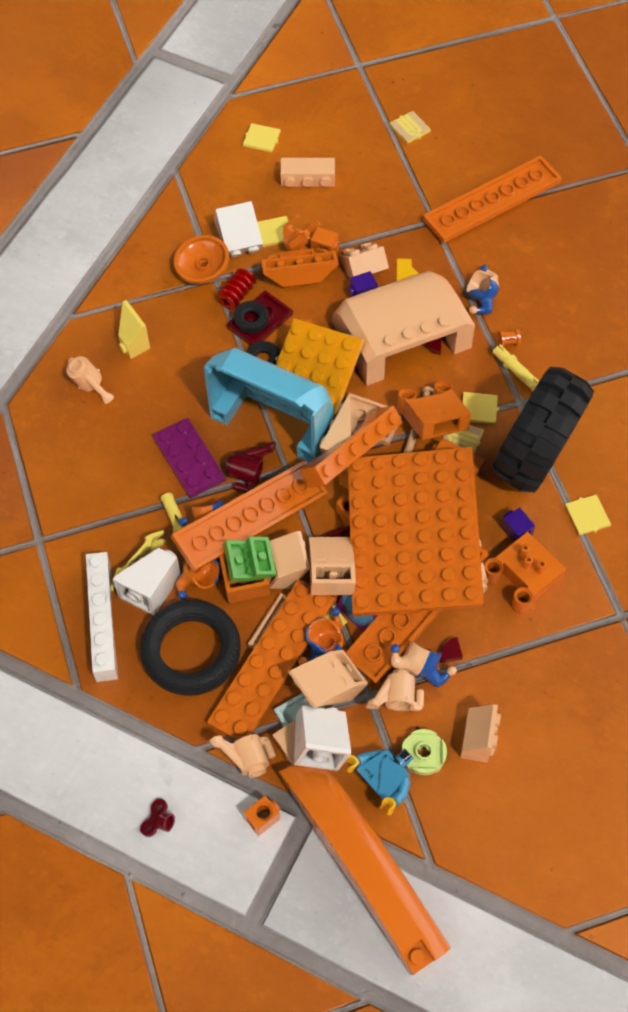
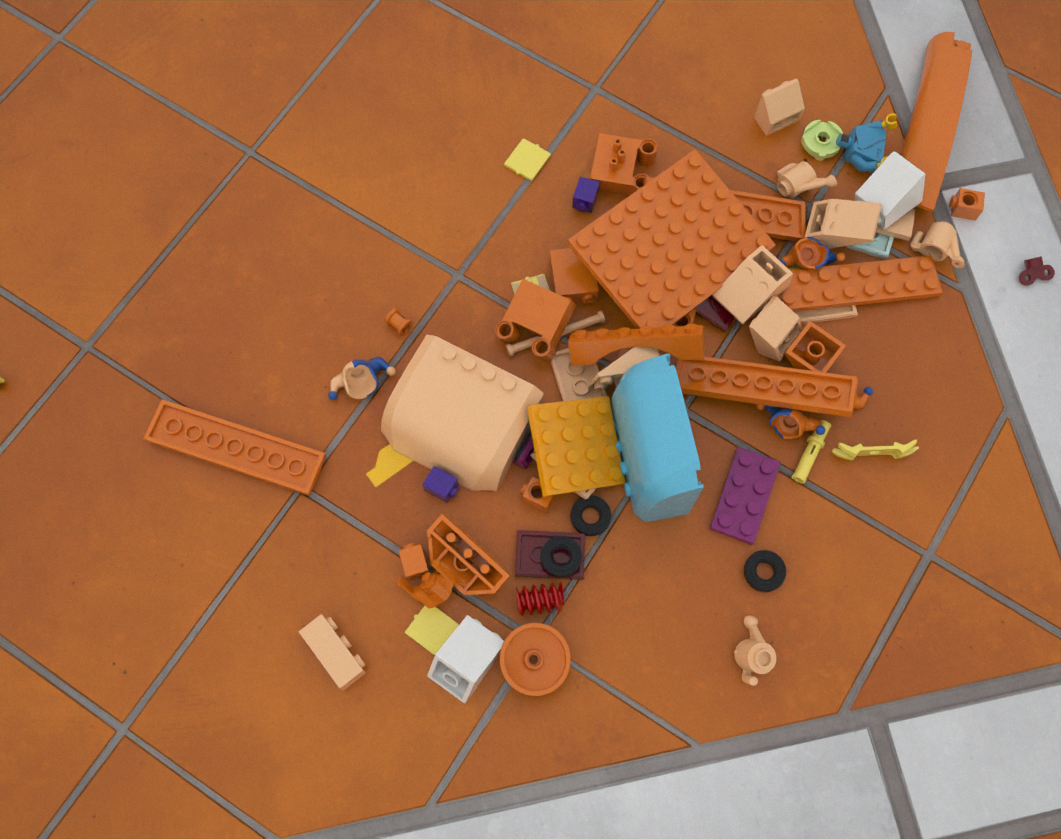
camera: 130 degrees left, 10 degrees up
(100, 614) = (944, 436): white arch -> none
(126, 418) = (767, 557): none -> black tyre
(132, 332) = (674, 652): light yellow slope -> none
(148, 580) = (889, 418): white slope -> none
(198, 682) = (923, 319): black tyre -> none
(248, 466) = (717, 431): dark red piece -> none
(249, 559) = (807, 347): bright green slope -> none
(261, 137) = (313, 749): light yellow piece -> none
(365, 259) = (408, 508): light nougat slope -> none
(410, 127) = (185, 601): piece -> none
(421, 663) = (763, 178): piece -> none
(451, 651) = (730, 174): dark red tile -> none
(481, 406) = (490, 301): light yellow piece -> none
(510, 361) = (425, 304): light yellow pin -> none
(542, 429) = (499, 171): black tyre -> none

